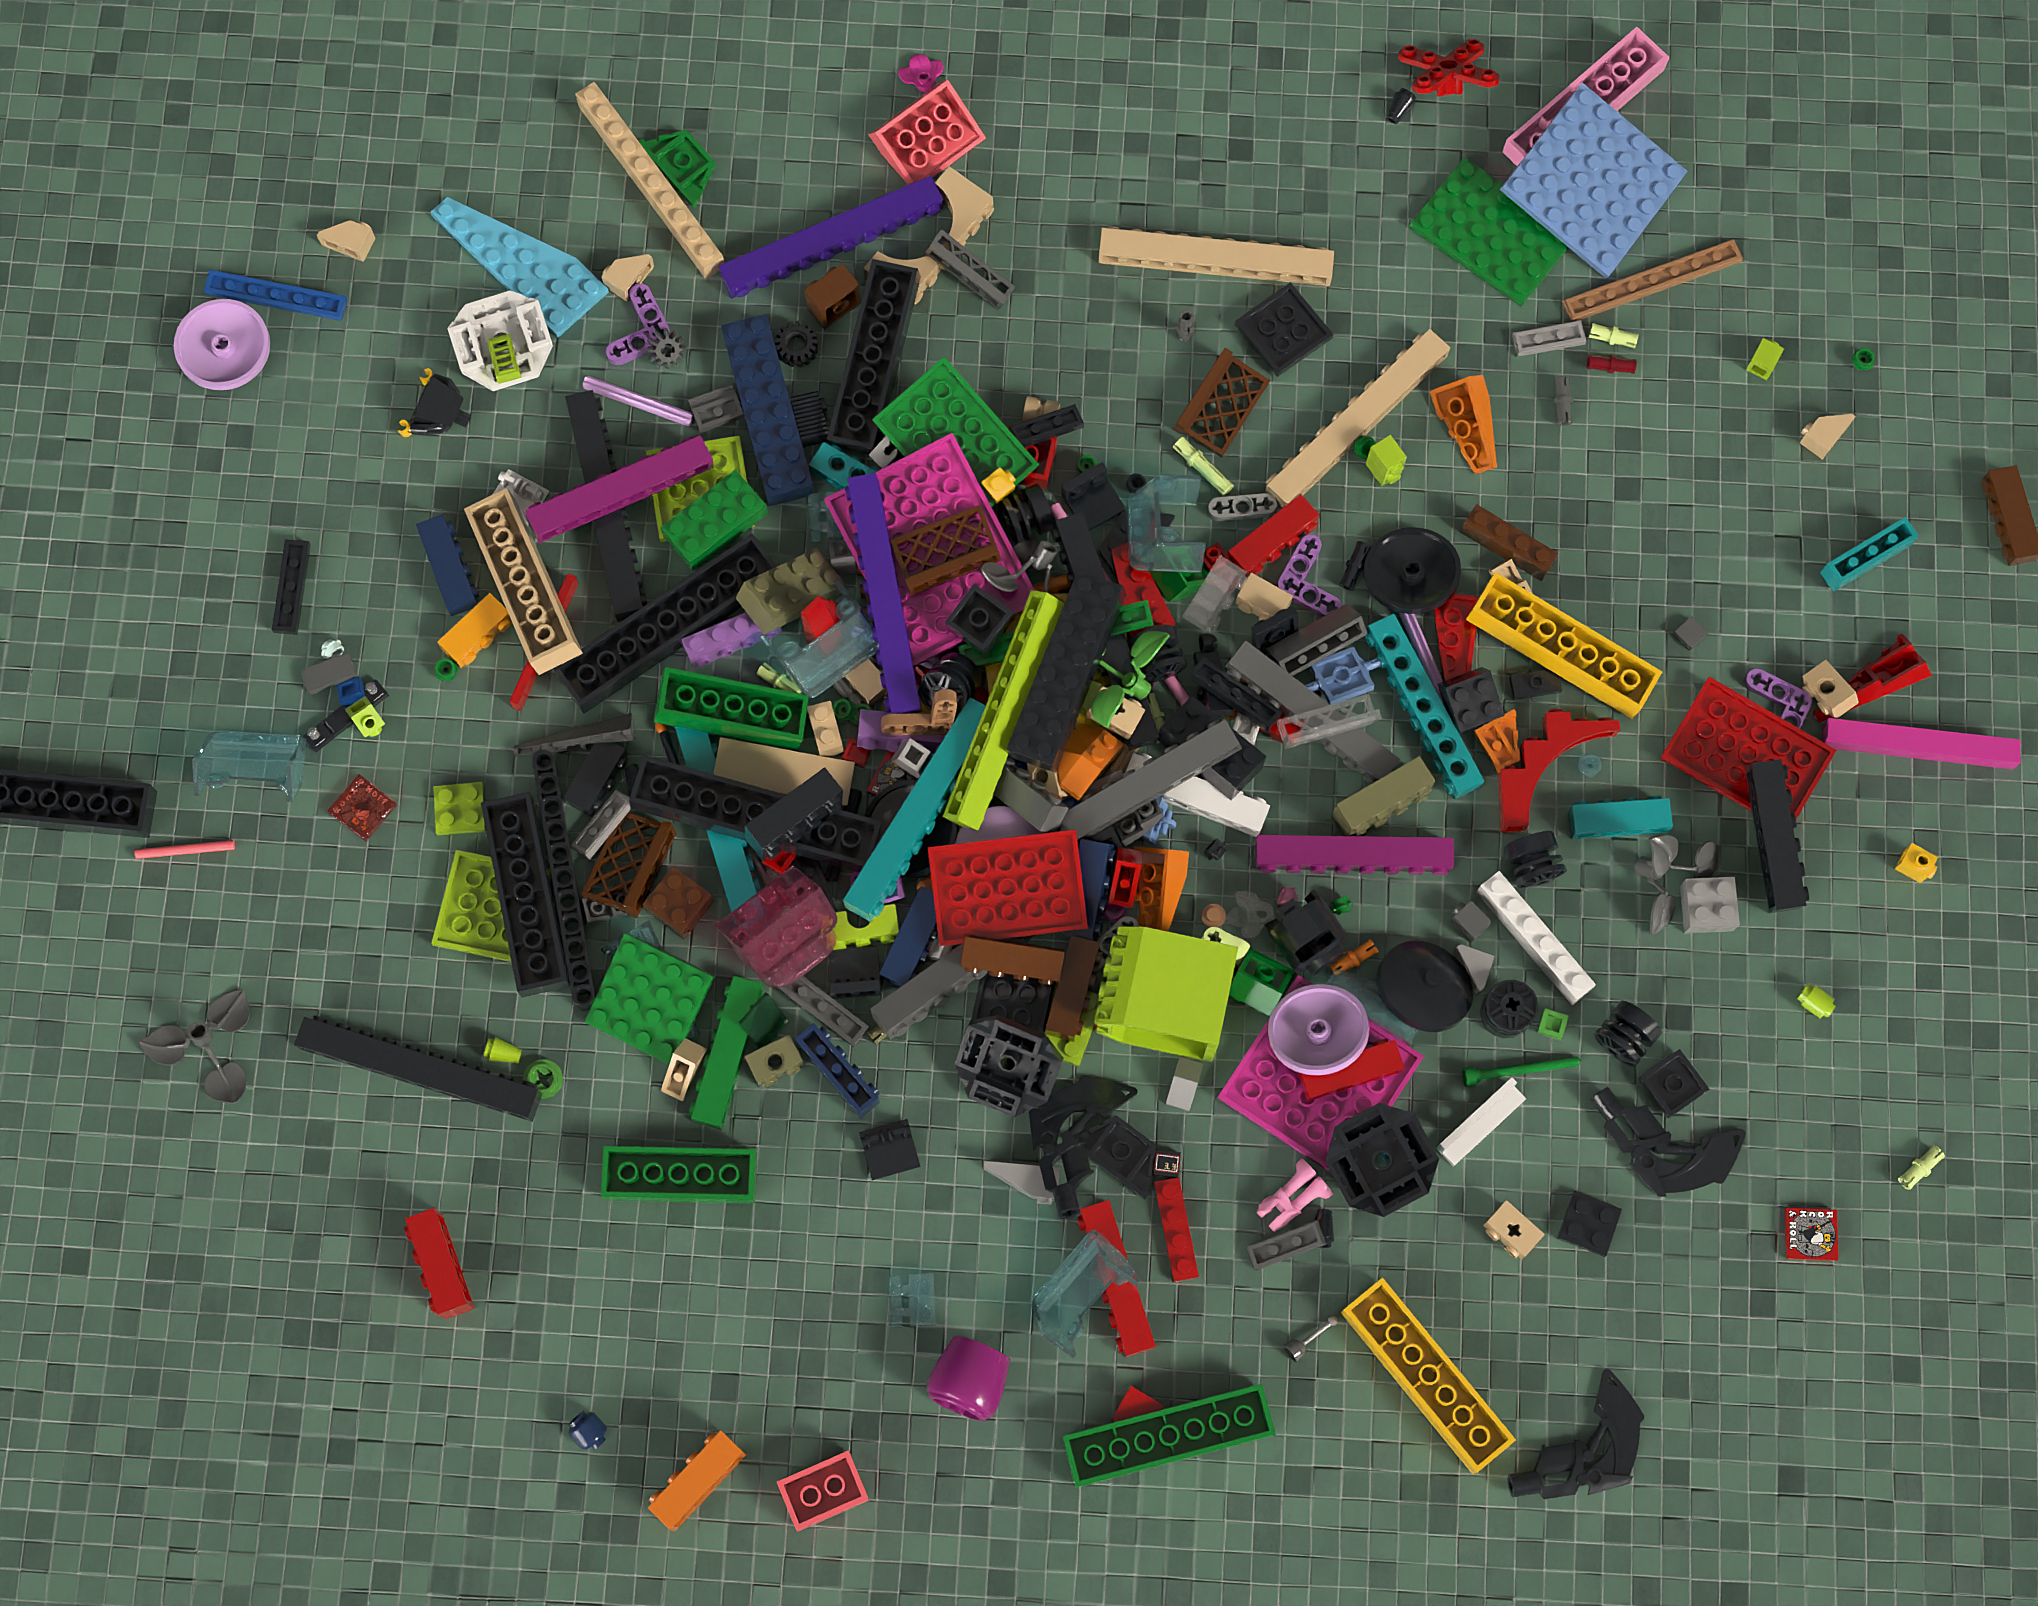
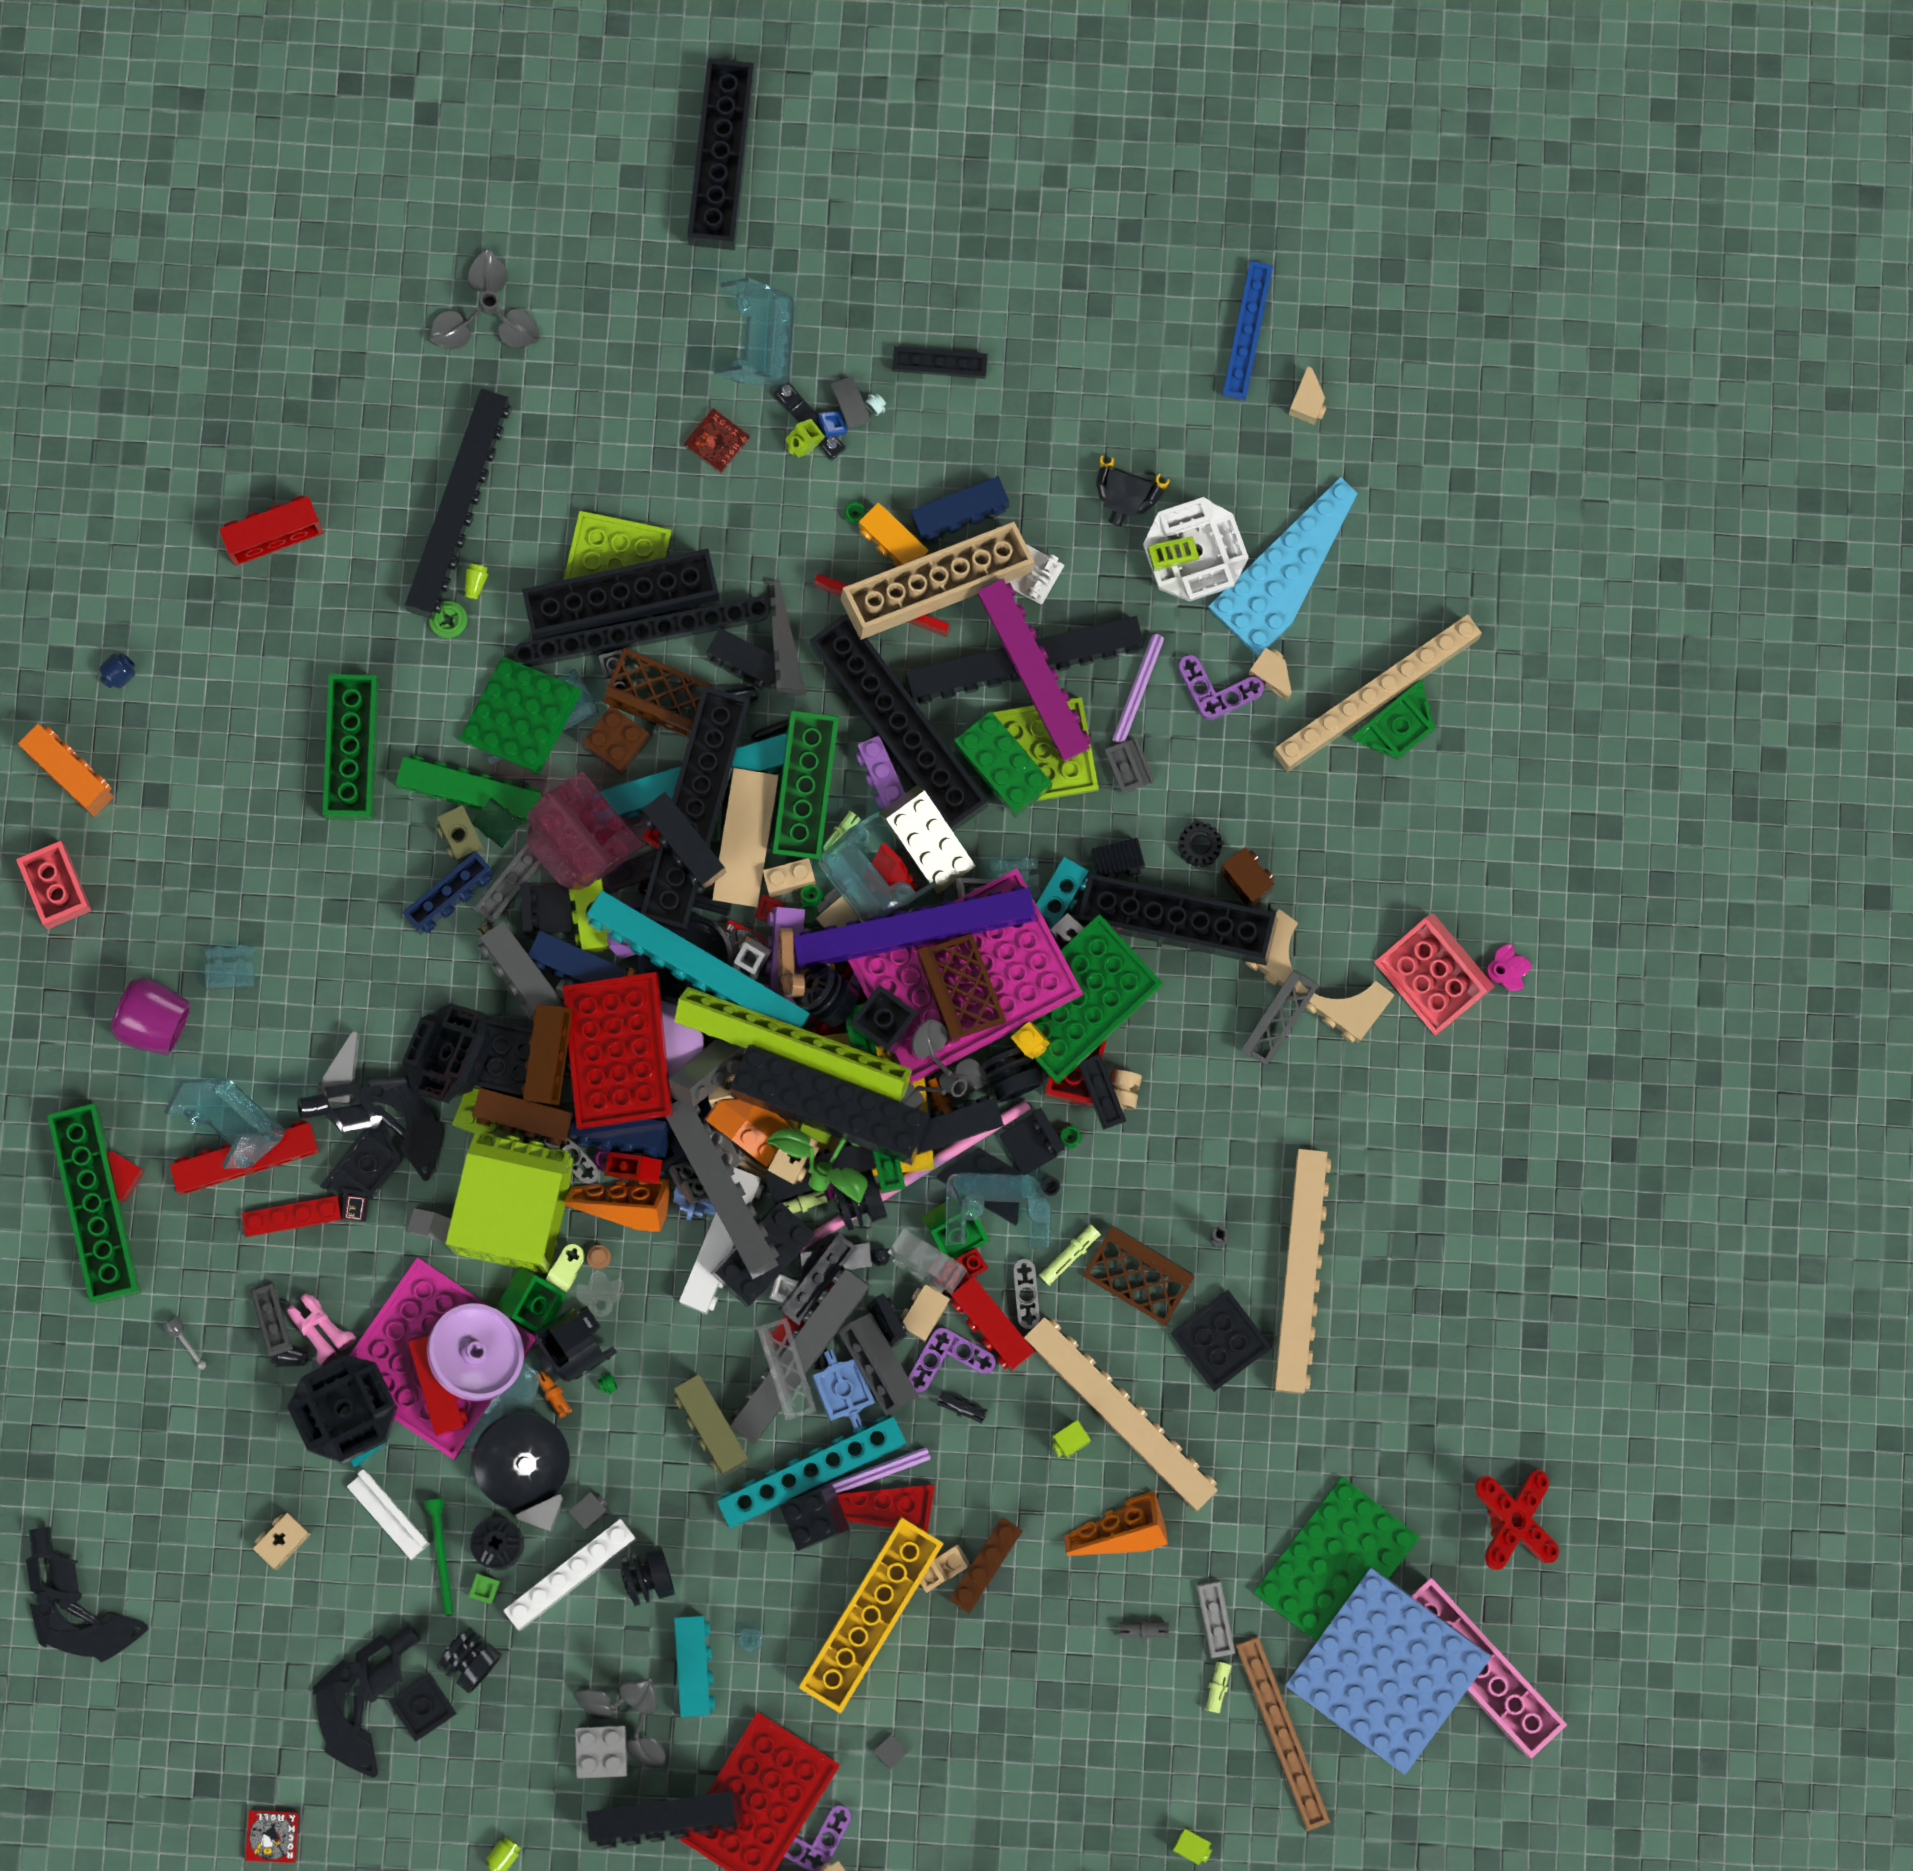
camera: 90 degrees right, 5 degrees up
(184, 849) = (677, 279): coral bar -> none
(222, 344) = (1190, 281): lavender dish -> none
(459, 808) = (716, 530): lime plate -> none
(602, 824) = (696, 666): light grey tile -> none
(672, 354) = (1198, 718): dark grey gear -> none
(683, 1069) = (454, 749): tan slope -> none
(767, 410) = (1126, 815): dark blue brick -> none
(831, 237) = (1317, 878): dark purple brick -> none
(889, 1149) = (374, 944): black hinge -> none
(1140, 587) = (925, 1188): red wing -> none
(1215, 850) = (665, 1260): black plate -> none
(1286, 895) = (616, 1330): bright pink plate -> none
(1354, 854) = (658, 1402): magenta brick -> none
(1363, 445) = (1091, 1421): green plate -> none
(1400, 105) = (1476, 1468): black cone -> none
(1412, 570) = (953, 1463): black dish -> none
(1428, 1376) = (142, 1451): yellow brick -> none
(1500, 741) = (774, 1549): orange wing -> none
(1535, 684) = (836, 1587): black plate -> none
(1559, 735) = (780, 1609): red arch -> none
(1589, 1224) = (287, 1617): black plate -> none
(1611, 364) = (1185, 1683): dark red pin -> none

